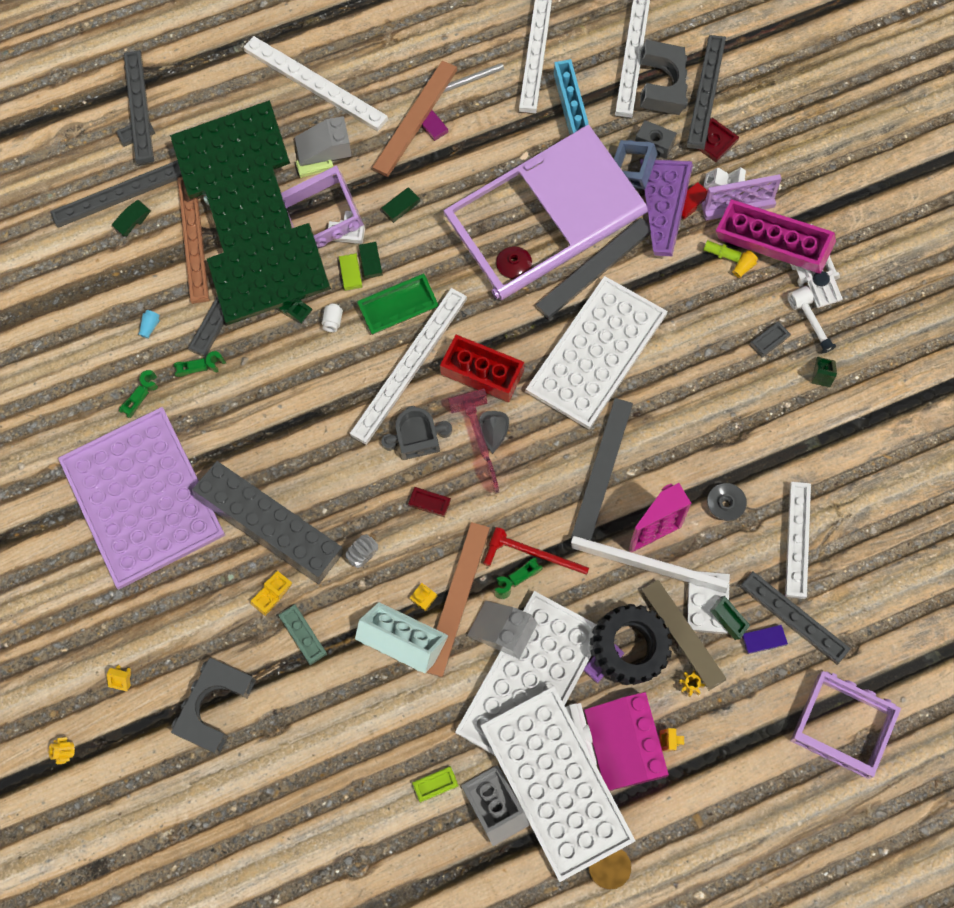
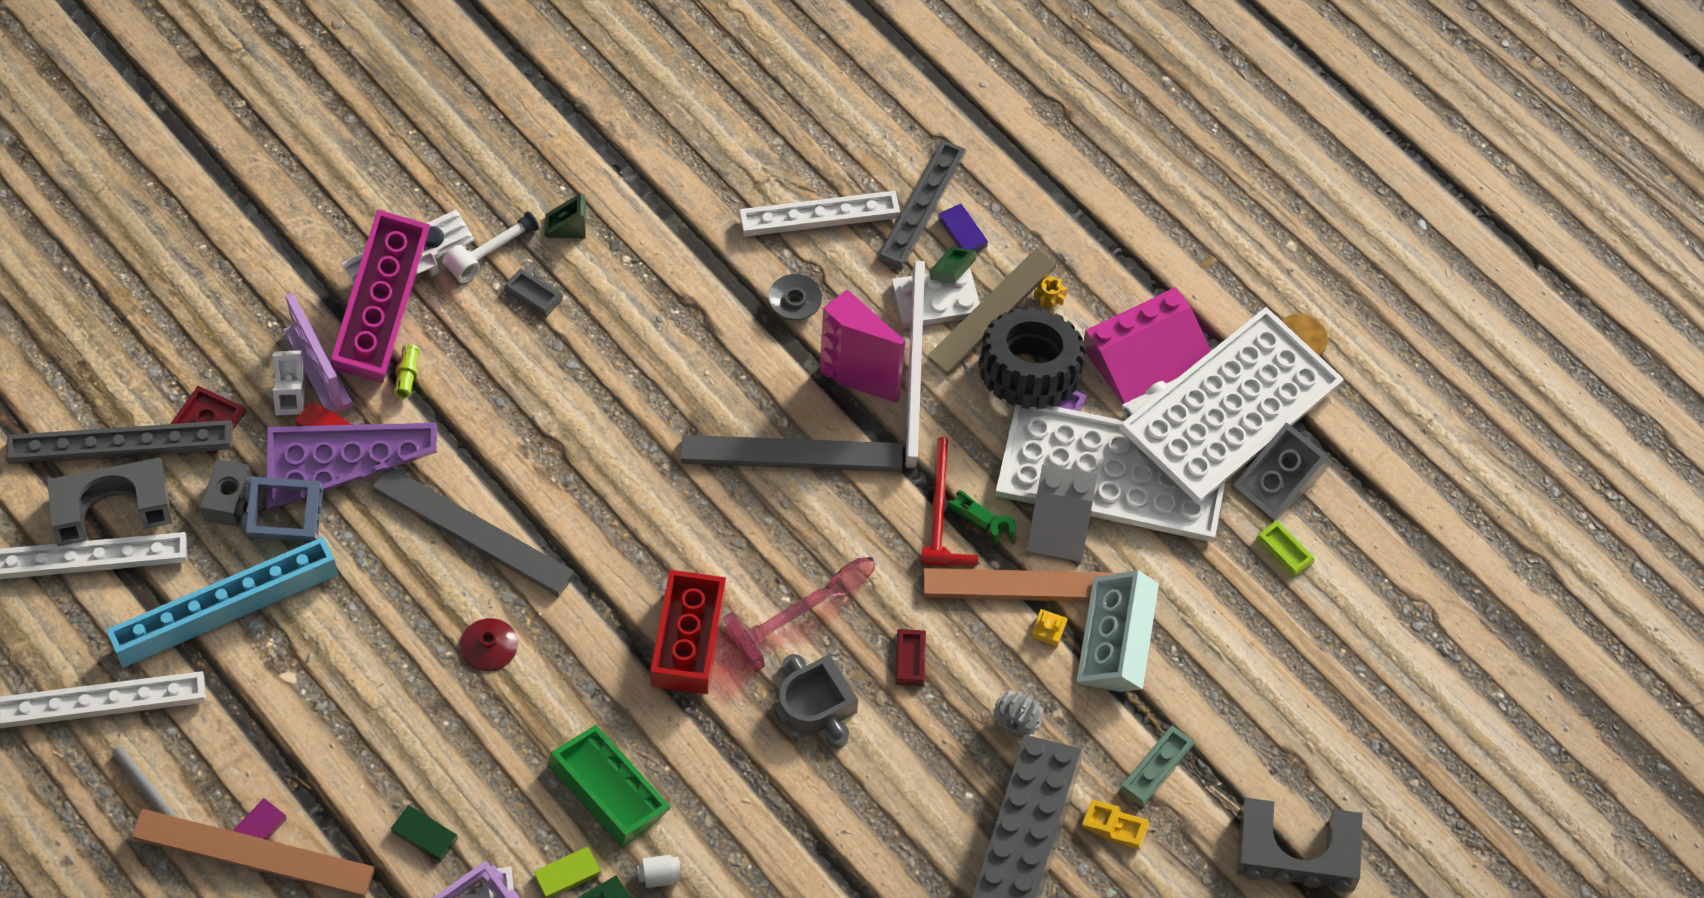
camera: 115 degrees left, 10 degrees down
(370, 260) = (538, 849): dark green tile -> none
(408, 366) = (707, 738): white plate -> none
(494, 428) = (770, 599): dark grey piece -> none
(578, 190) = (361, 560): lavender door -> none
(596, 352) = (614, 496): white plate -> none
(669, 740) = (1128, 298): yellow tile -> none
(745, 263) = (422, 338): yellow cone -> none
(865, 696) = (1042, 93): lavender window -> none

